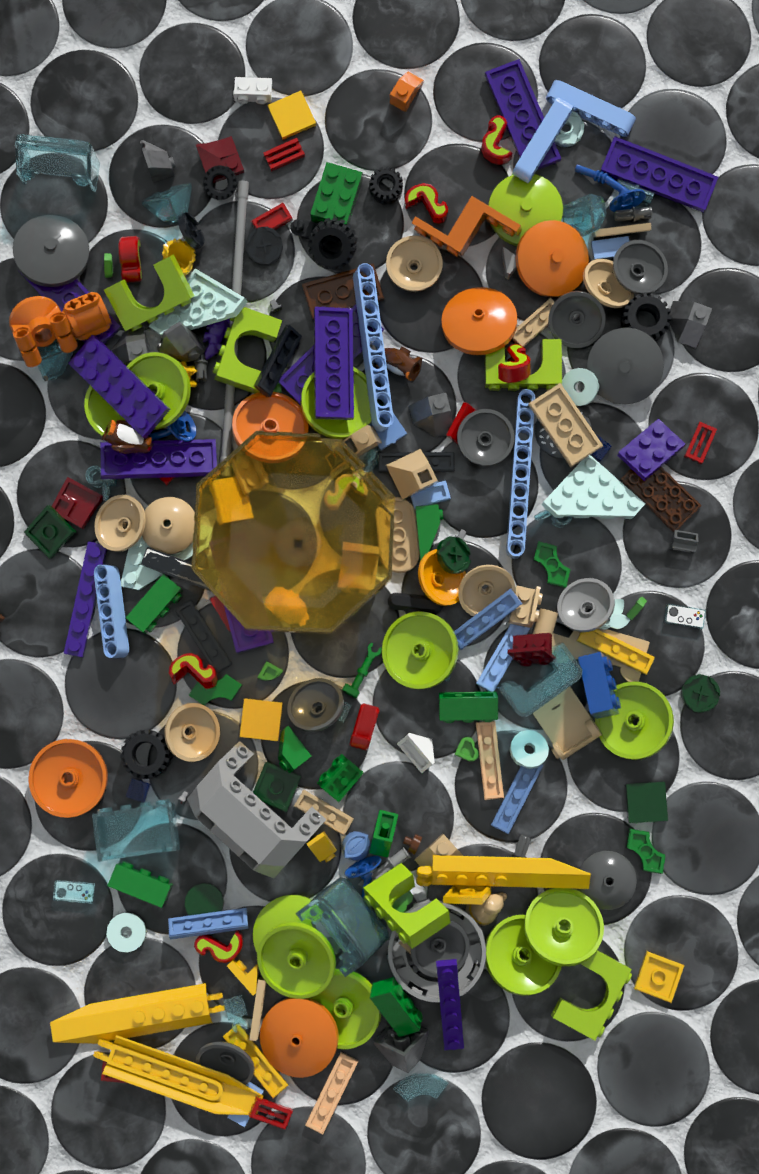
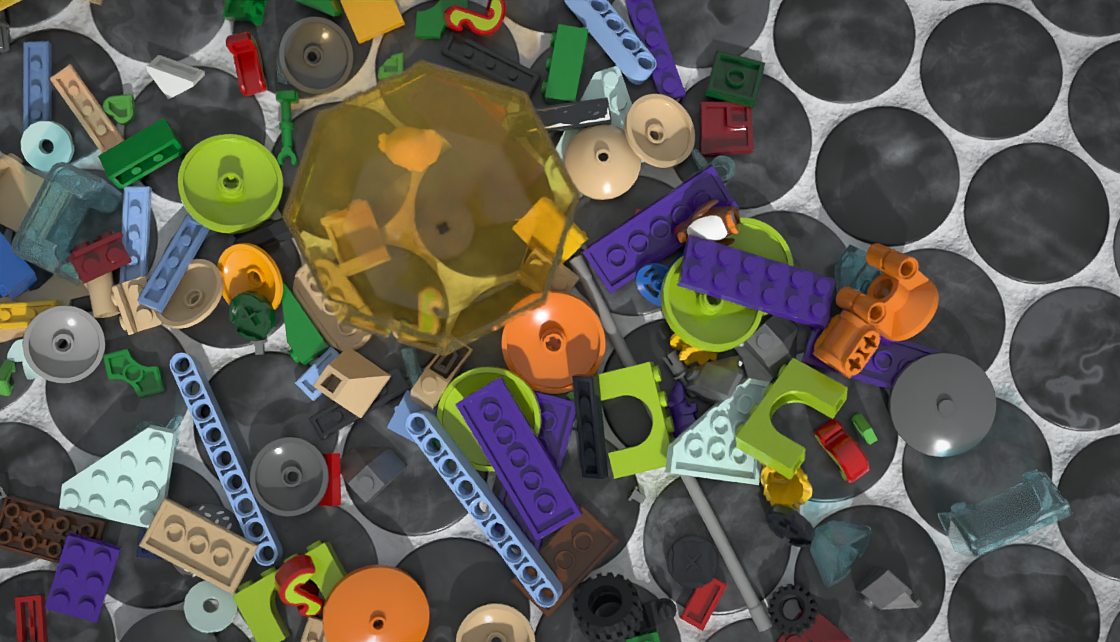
camera: 155 degrees right, 0 degrees up
(401, 363) = (439, 509): reddish brown animal -> none

